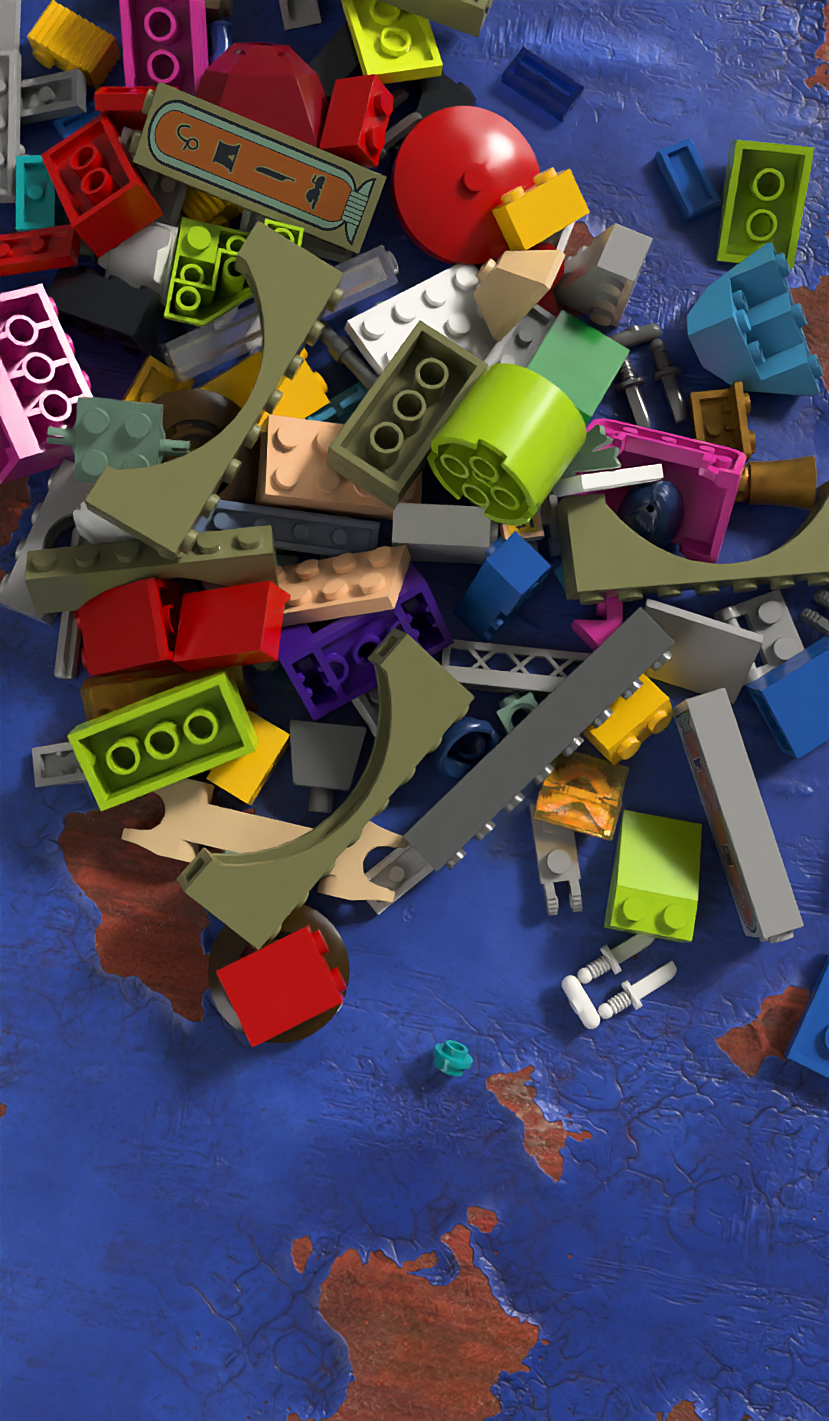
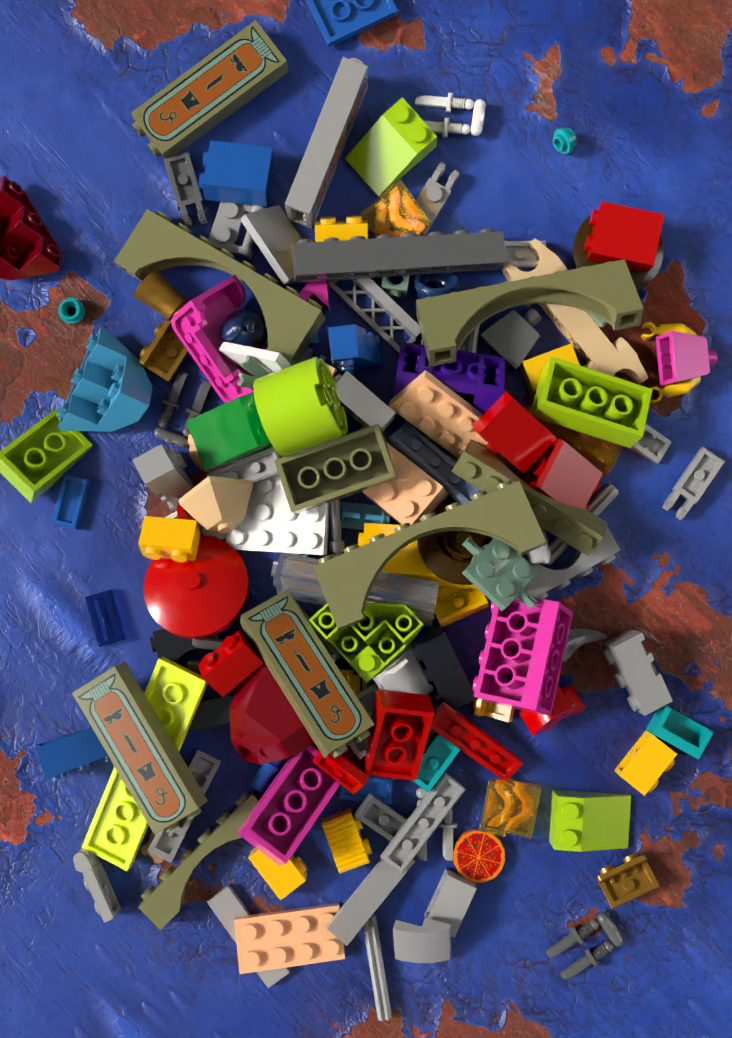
camera: 145 degrees left, 5 degrees up
(97, 892) = (681, 358): none -> dark pink torso

